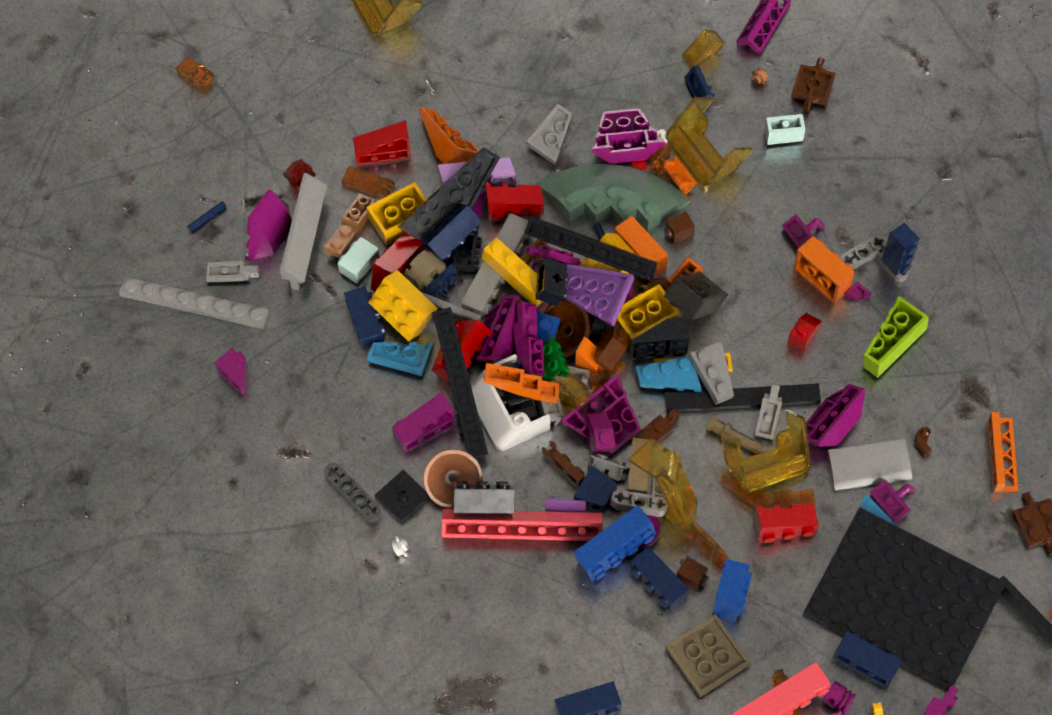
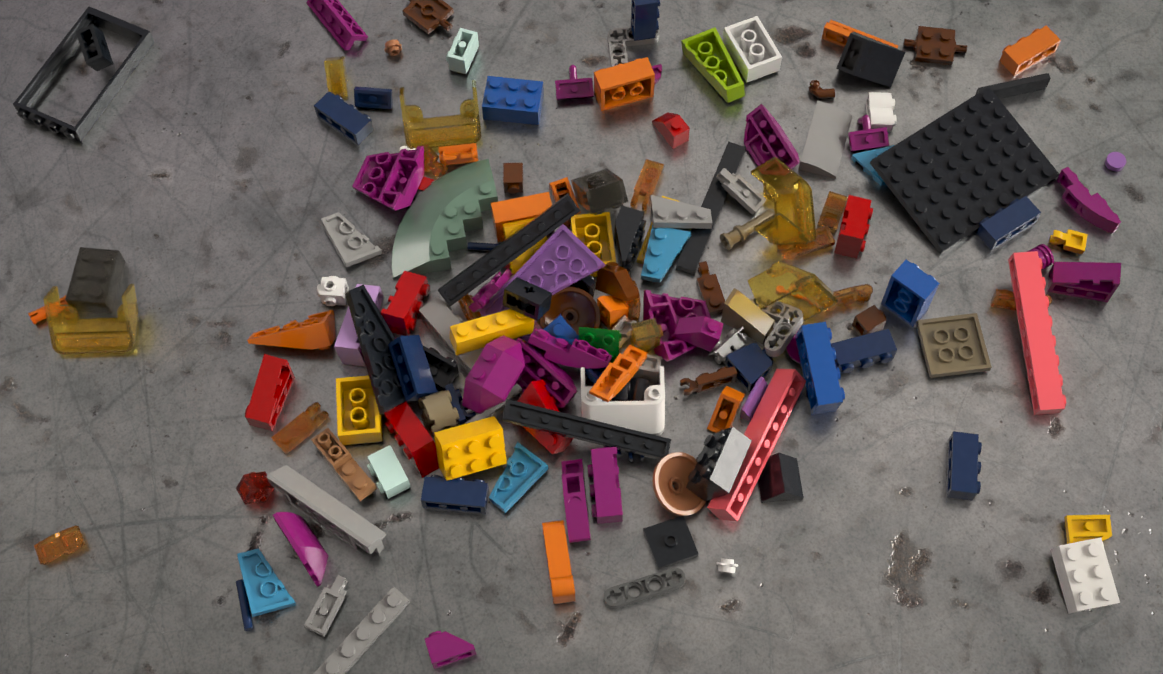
camera: 65 degrees left, 0 degrees up
(227, 219) = (262, 585): none -> dark azure wing
(341, 419) = (558, 562): none -> orange beam
(398, 406) = (575, 500): none -> magenta slope
(476, 290) = (493, 374): none -> magenta wedge
(497, 143) = (332, 290): none -> white brick
(501, 560) = (780, 479): none -> black slope
(542, 487) = (726, 409): none -> orange slope
(666, 73) = (343, 117): none -> dark blue brick
(736, 334) = (647, 182): none -> clear orange hinge
(758, 191) = (513, 100): none -> blue brick
(927, 500) = (880, 110): none -> white brick
(929, 360) = (752, 49): none -> white brick
(977, 465) = (870, 59): none -> black slope

